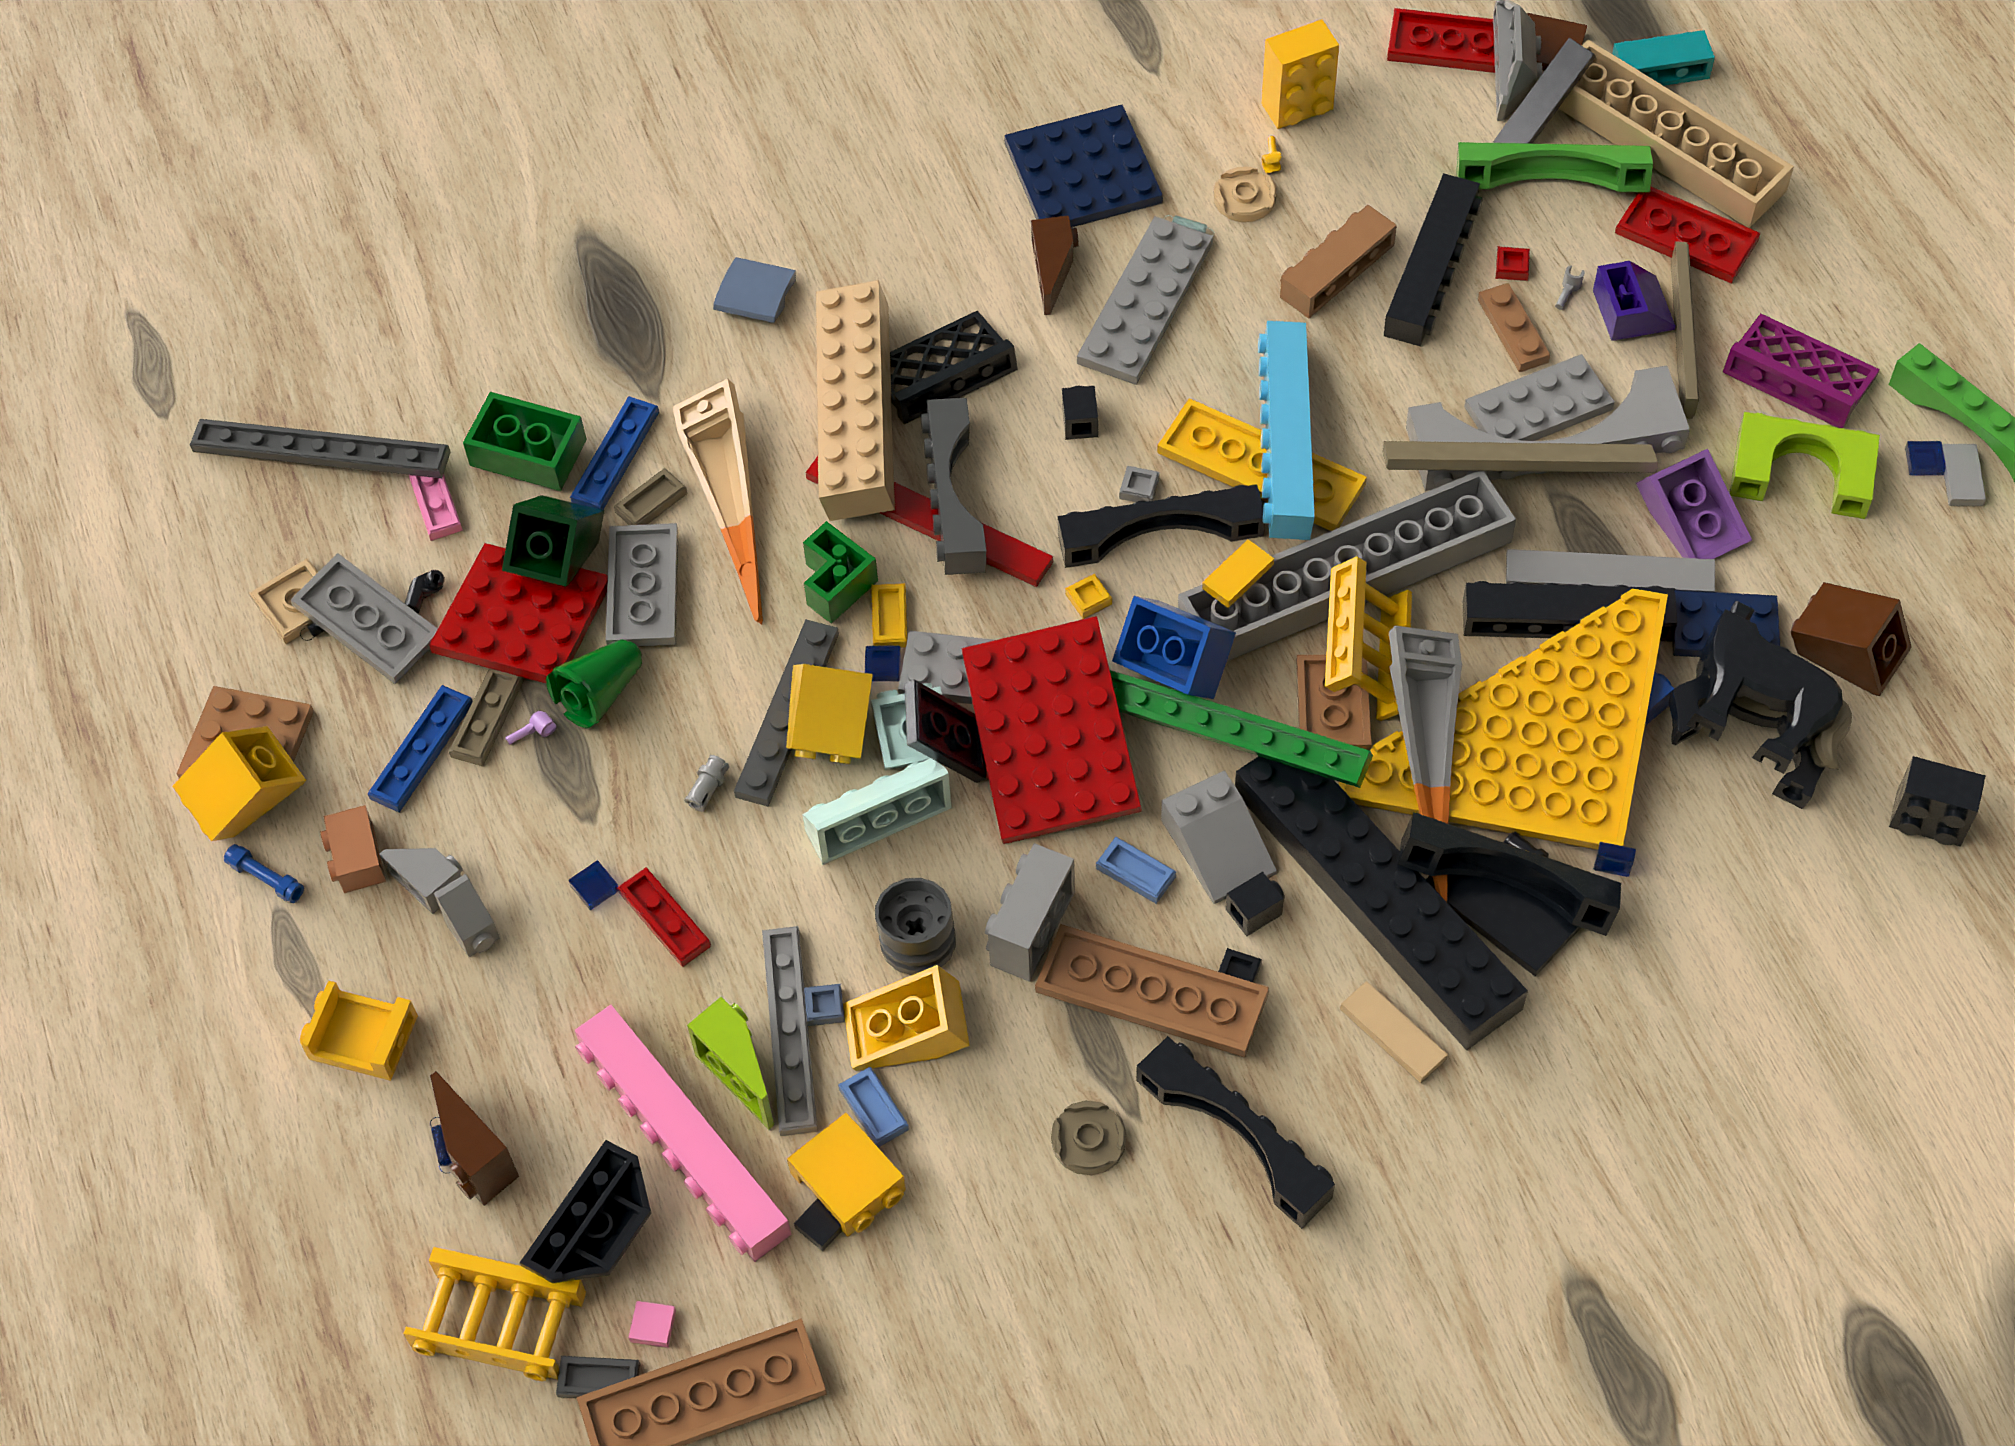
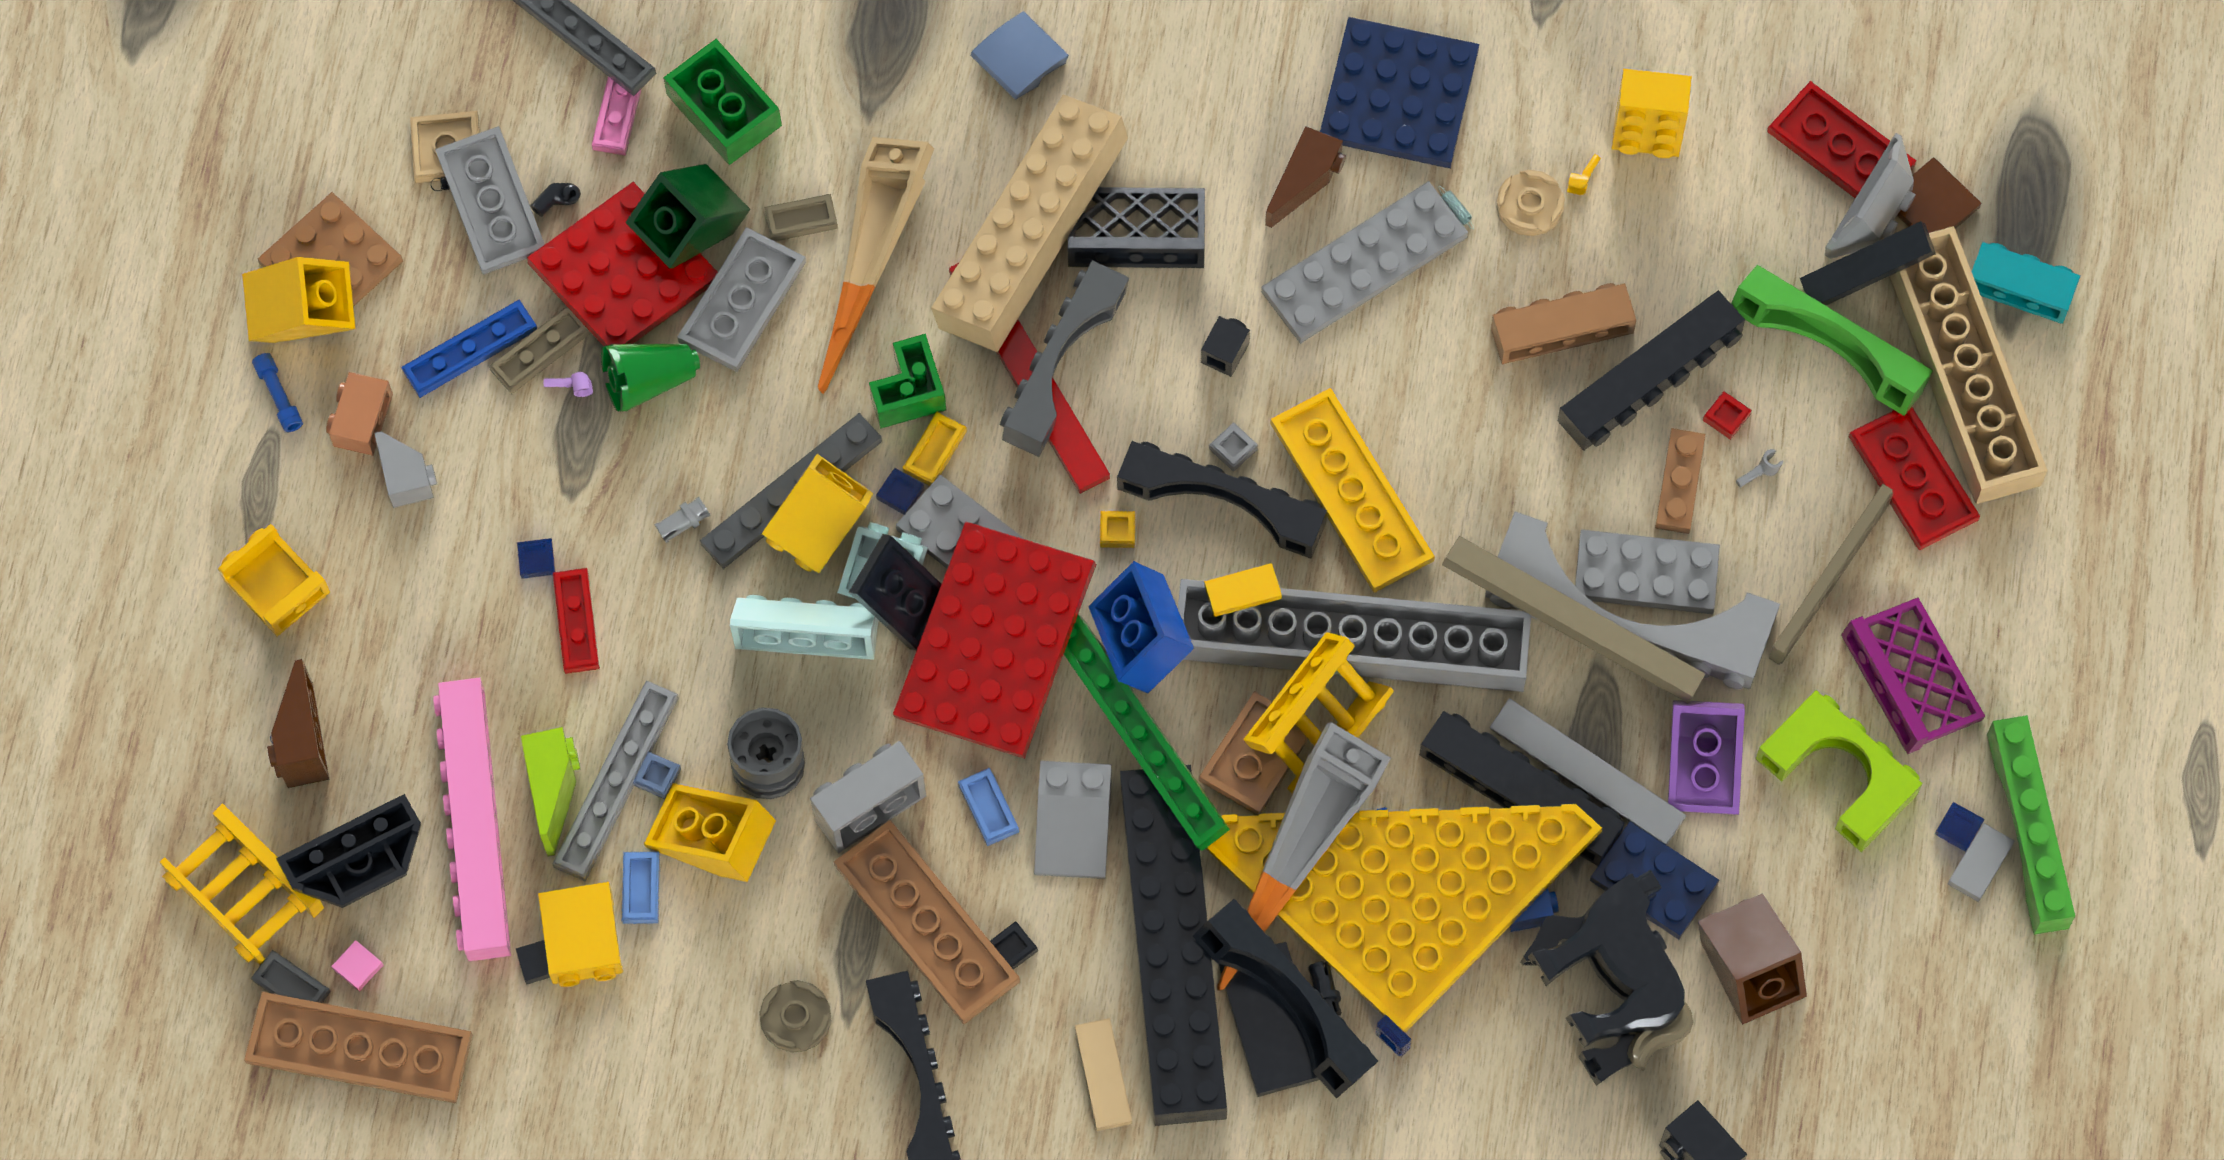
camera: 30 degrees right, 10 degrees up
(466, 916) = (412, 531): light grey slope -> none
(615, 453) = (797, 154): blue tile -> none
(1255, 903) = (1064, 896): black brick -> none
(1287, 431) = (1390, 470): medium azure brick -> none
(1631, 301) = (1804, 519): dark purple slope -> none

